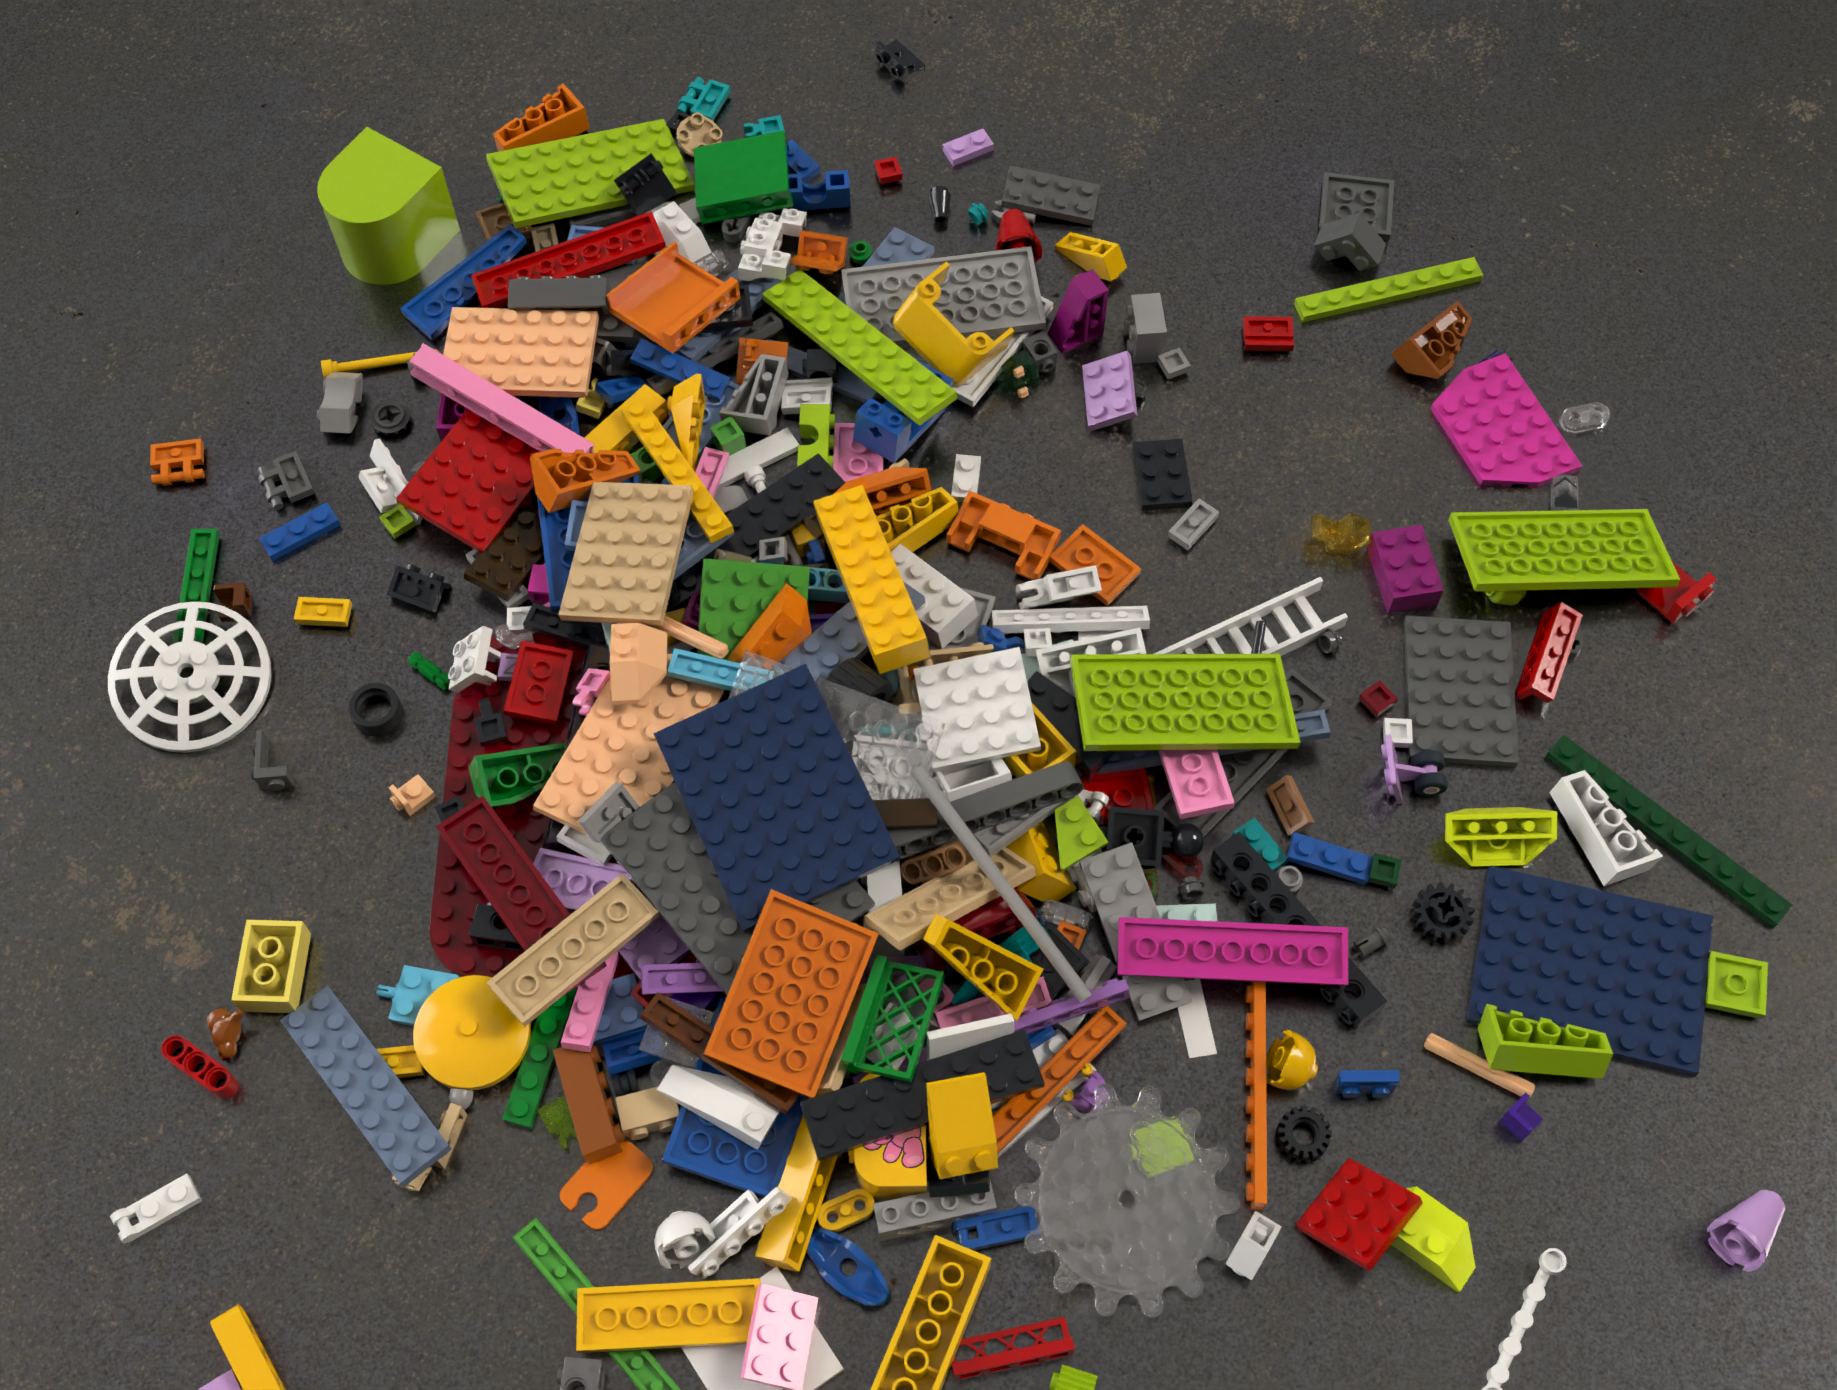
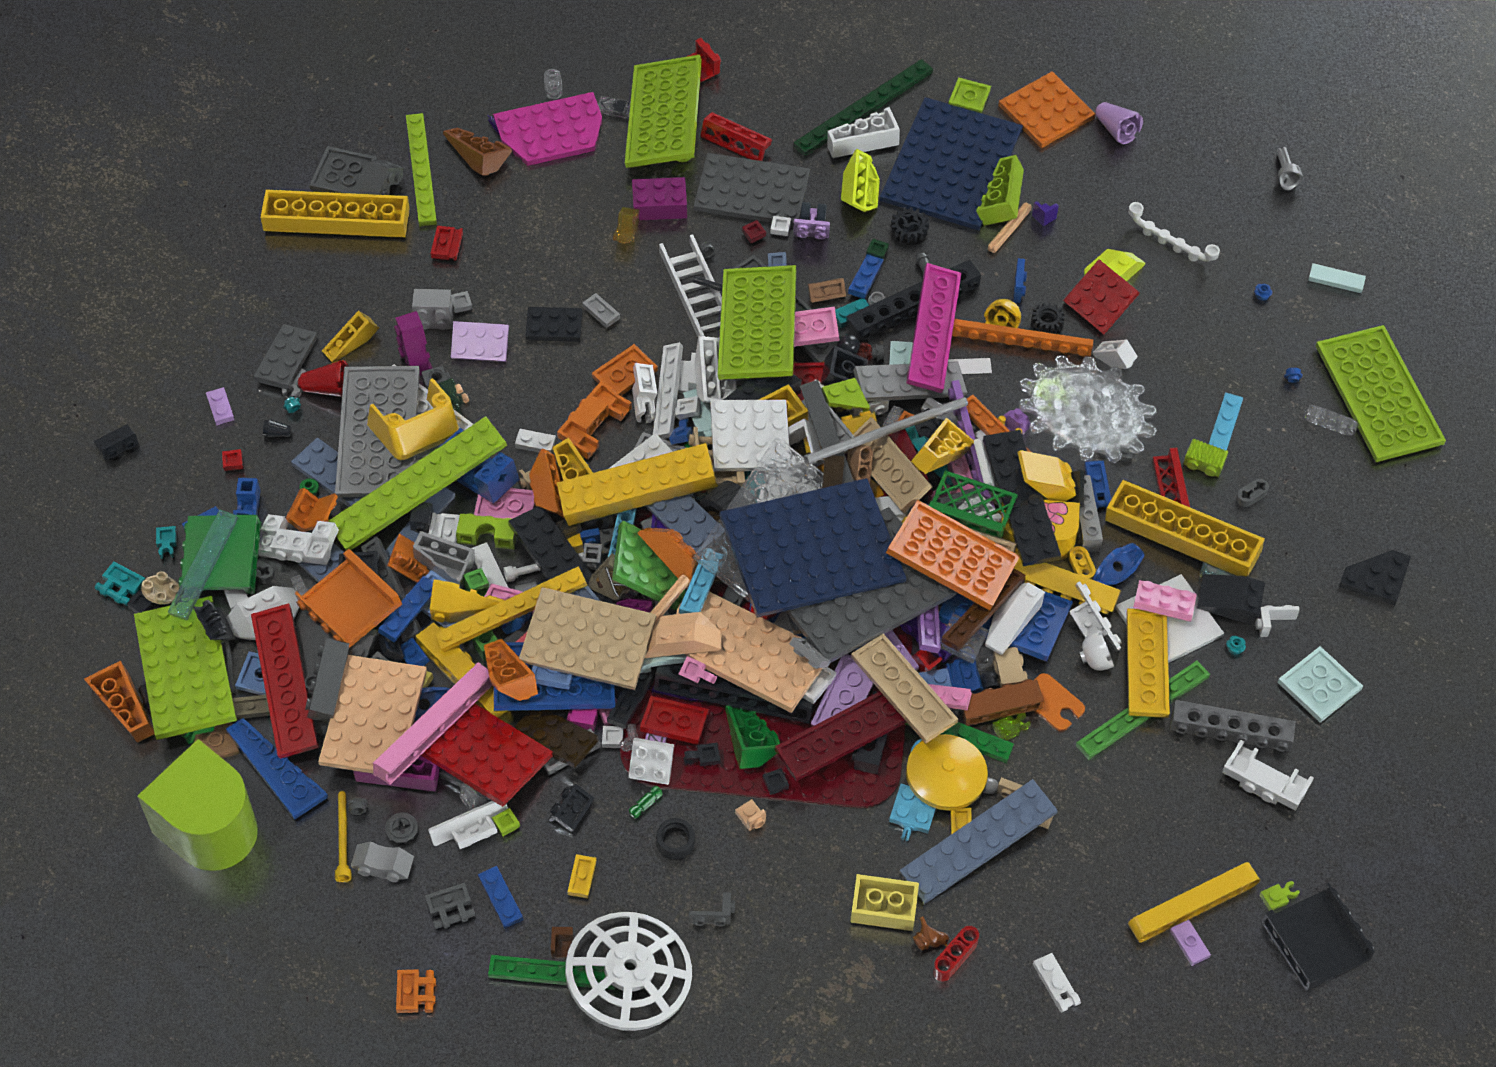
camera: 85 degrees left, 5 degrees down
(718, 155) = (203, 564): none -> clear light blue plate
(1282, 206) = (335, 213): none -> yellow brick
(1748, 1112) = (1046, 109): none -> orange plate

